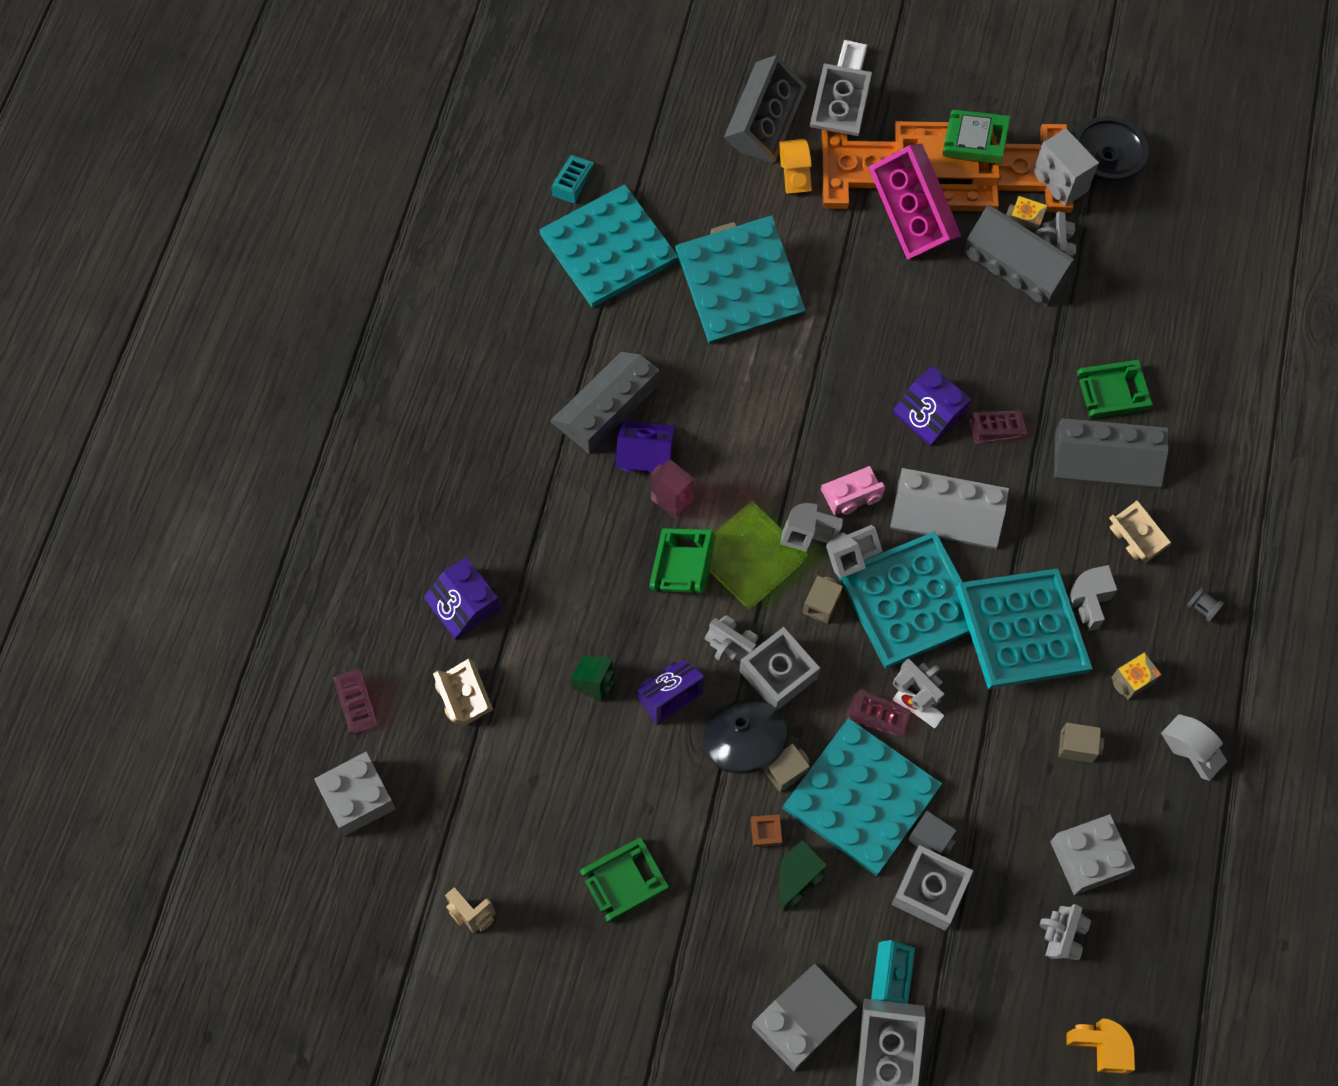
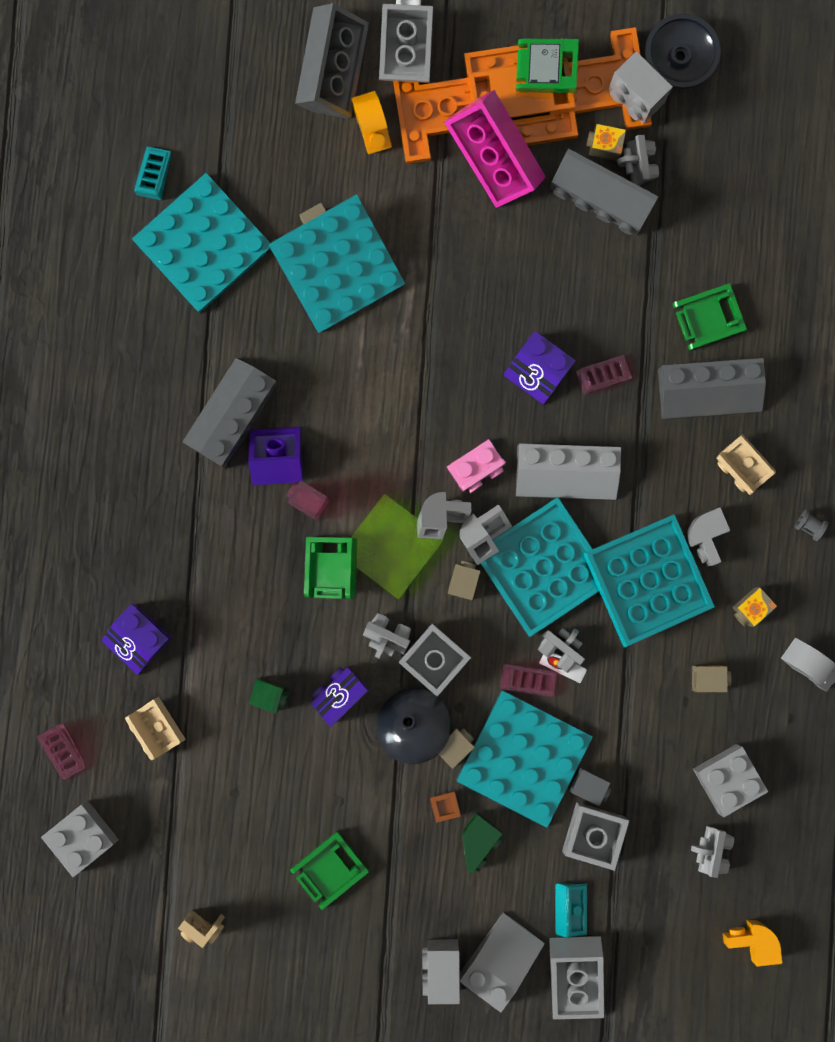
camera: 10 degrees left, 20 degrees up
(736, 1008) = (442, 979): none -> light grey brick

